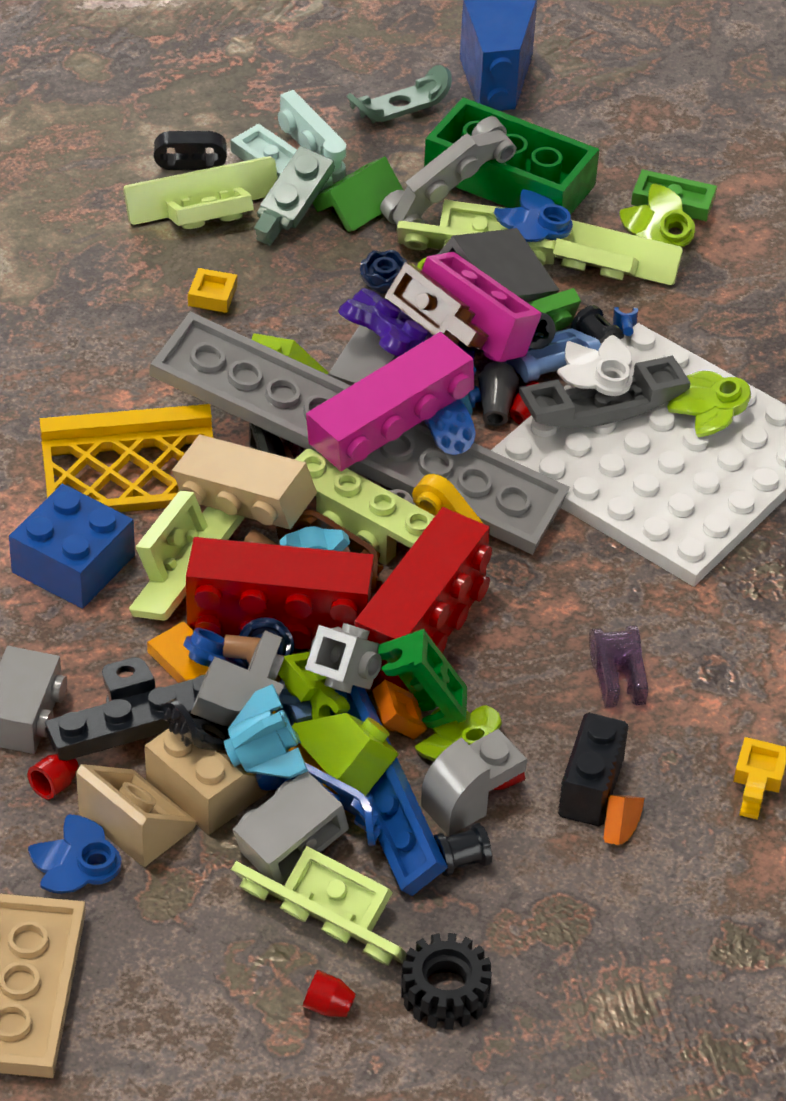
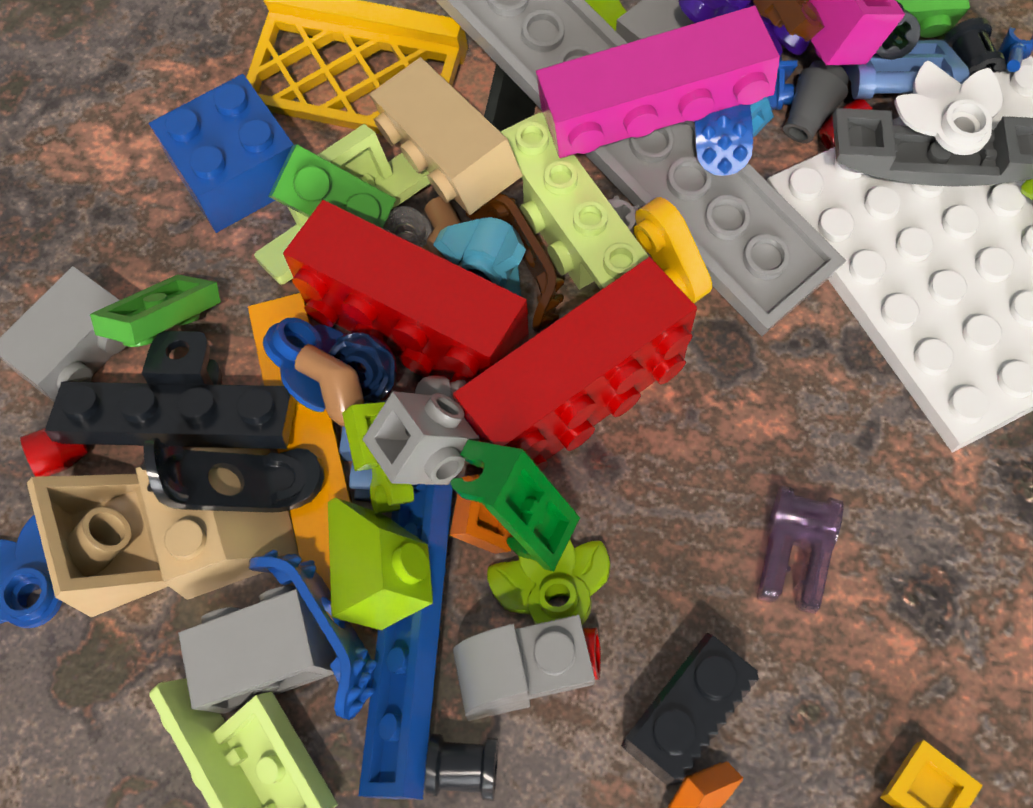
camera: 30 degrees right, 20 degrees up
(87, 657) = (155, 309): none -> bright green plate
(171, 537) = (310, 179): none -> bright green plate
(230, 687) = (265, 444): light grey brick -> none
(263, 738) = (260, 526): medium azure brick -> none

